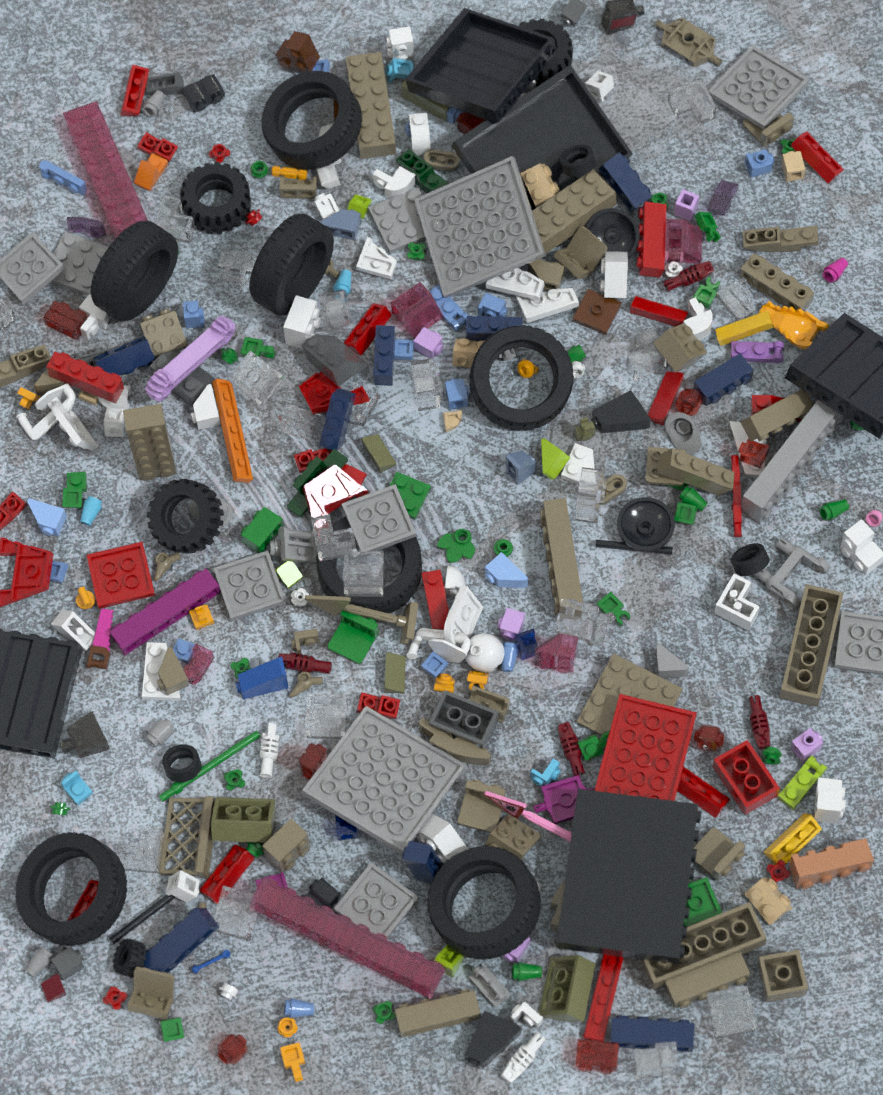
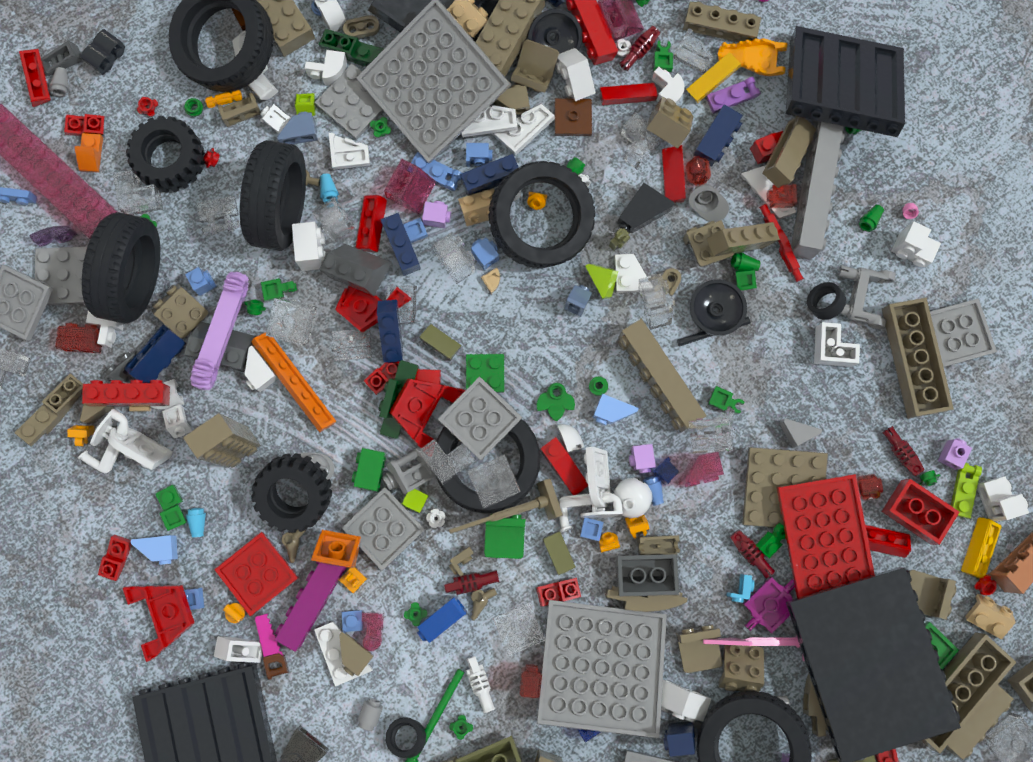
camera: 35 degrees left, 15 degrees up
(200, 579) = (337, 549): none -> orange slope

